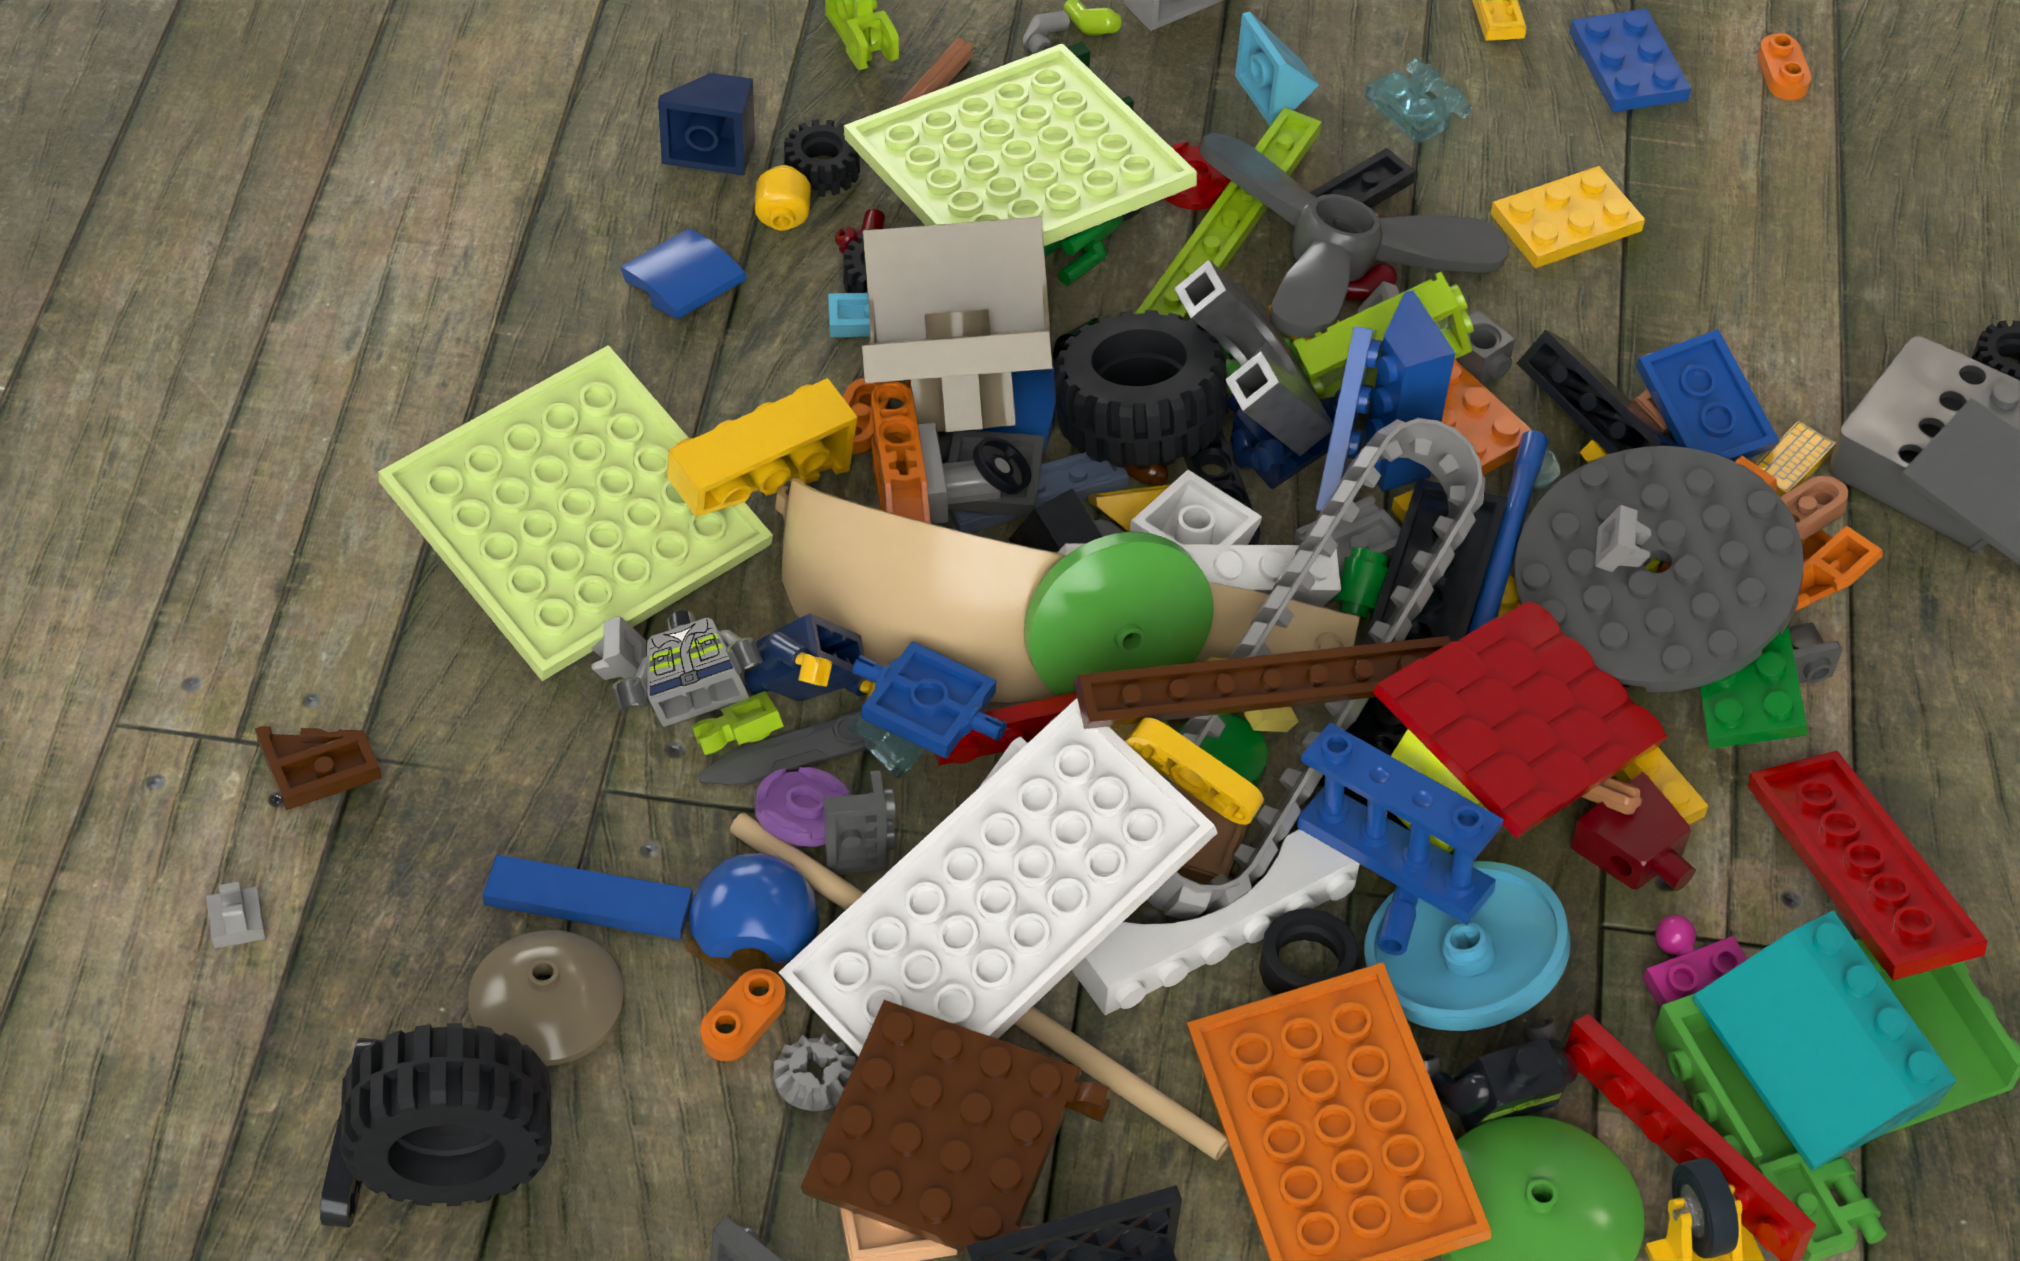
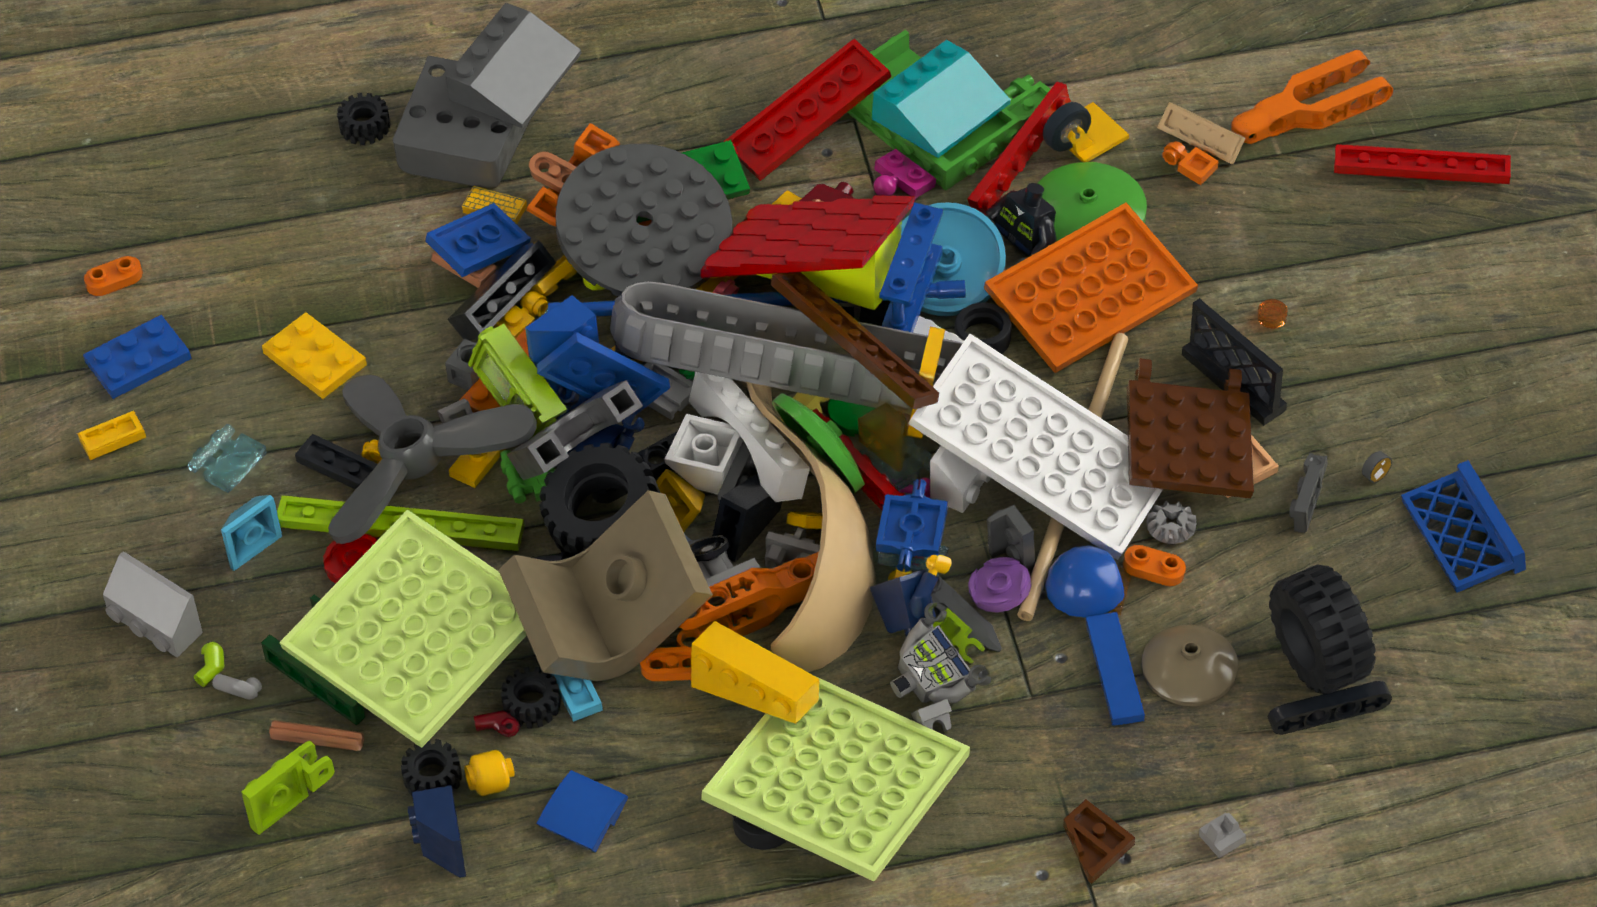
camera: 105 degrees left, 0 degrees up
(1561, 432) = (518, 318): none -> yellow plate
(1617, 540) = (648, 228): light grey tile -> none

